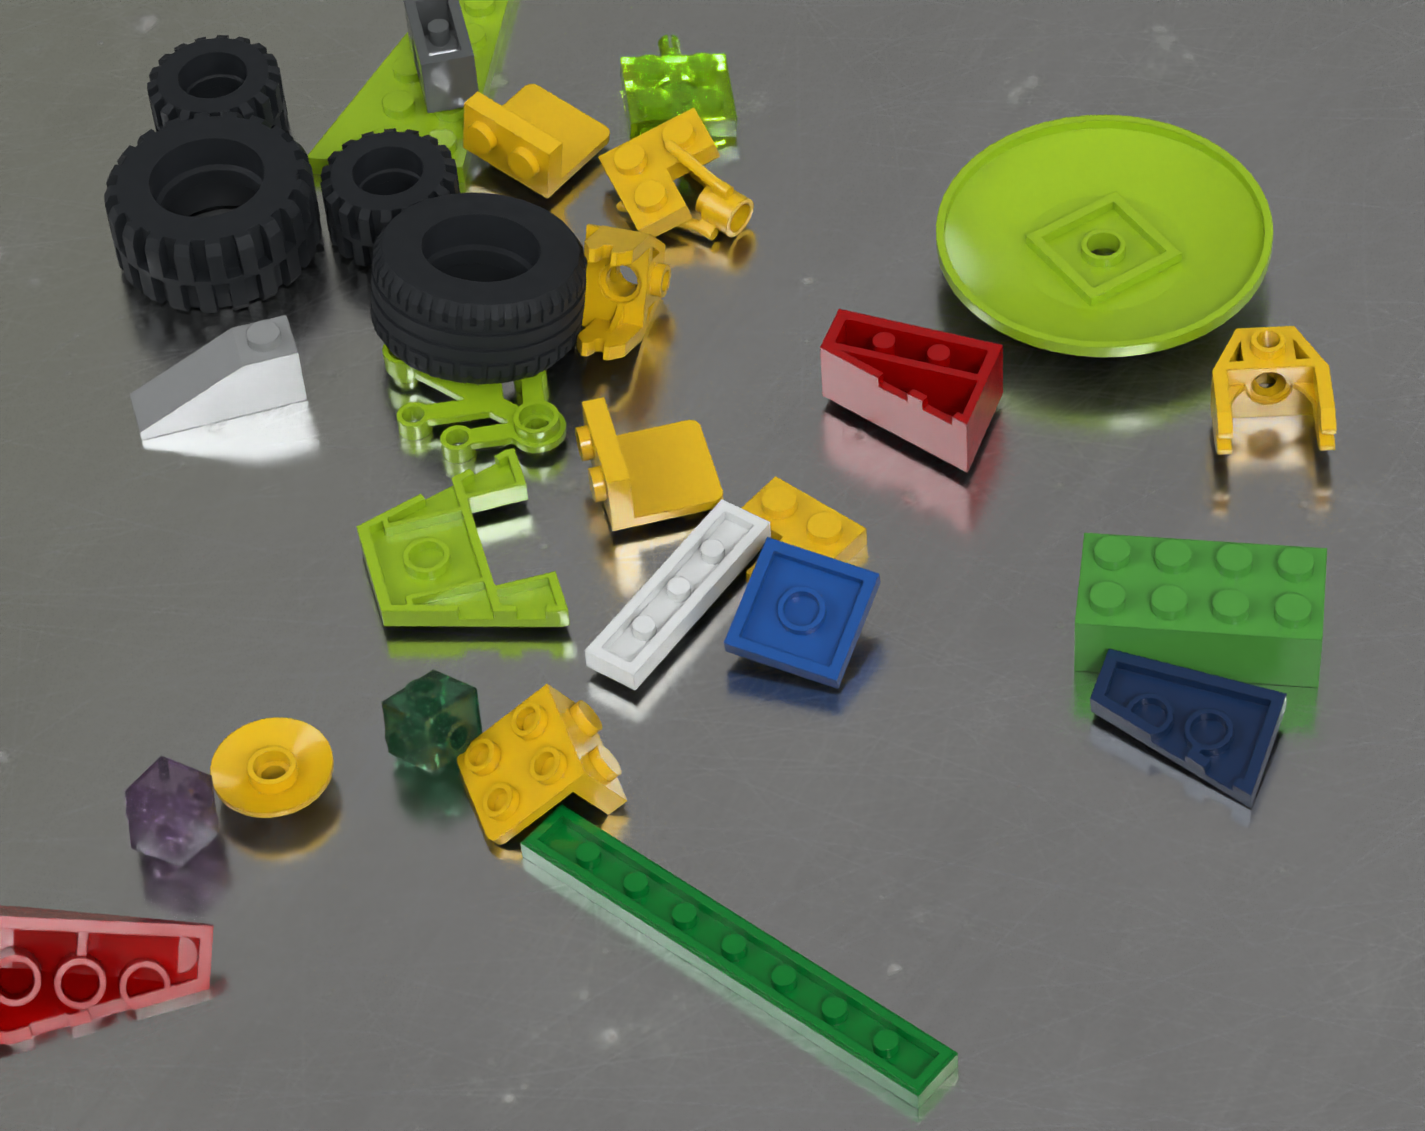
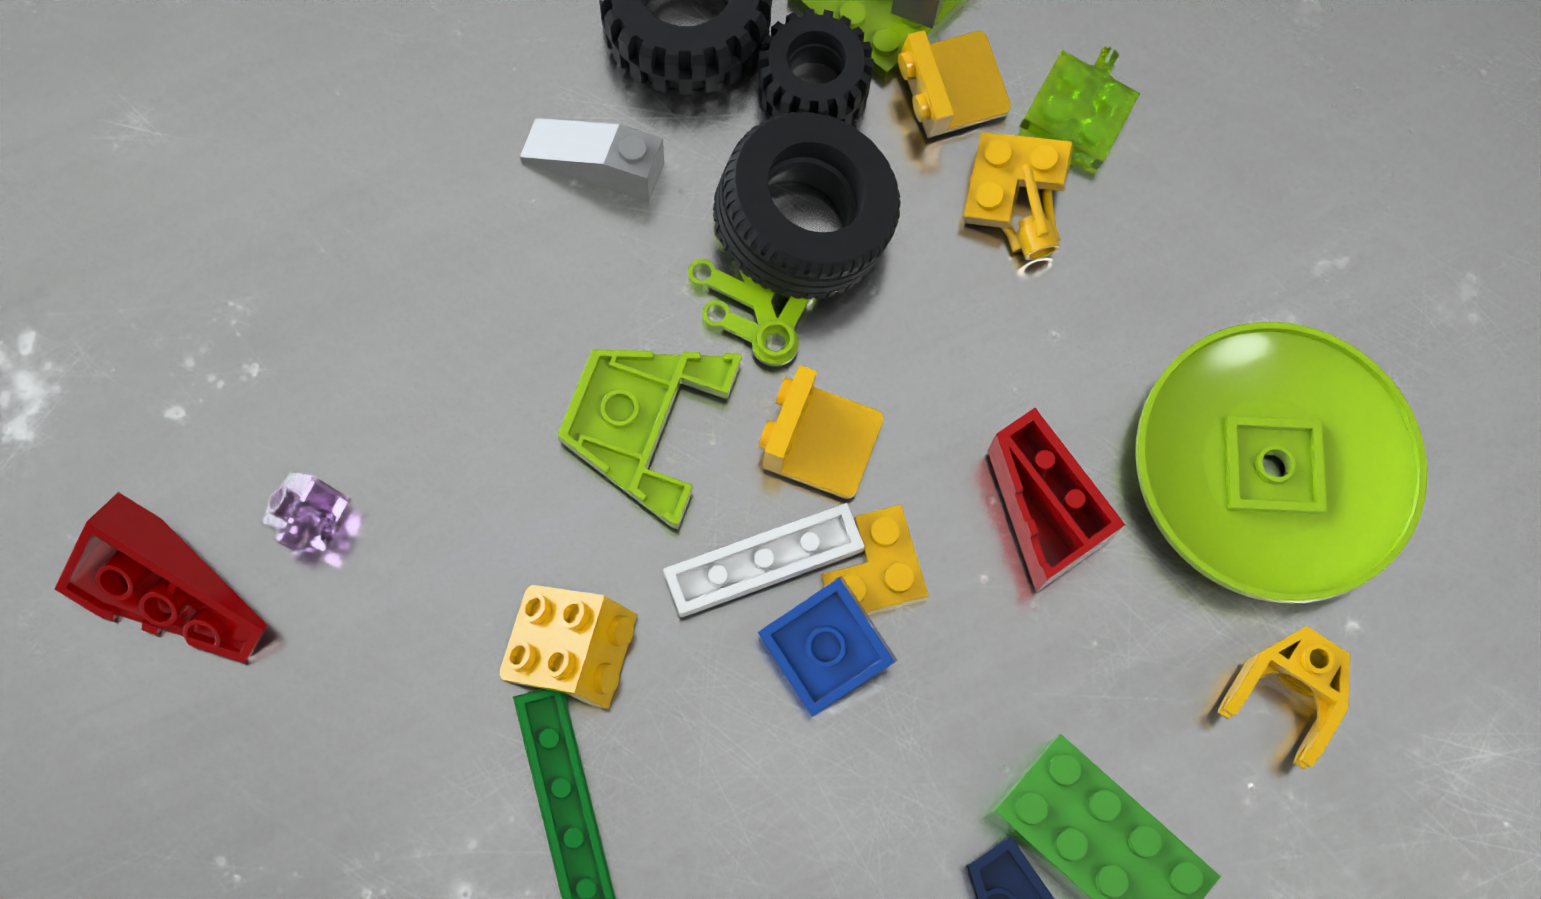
camera: 25 degrees right, 25 degrees up
(272, 767) = (388, 496): yellow dish -> none
(431, 720) = (519, 558): clear green brick -> none
(616, 309) = (909, 265): yellow piece -> none

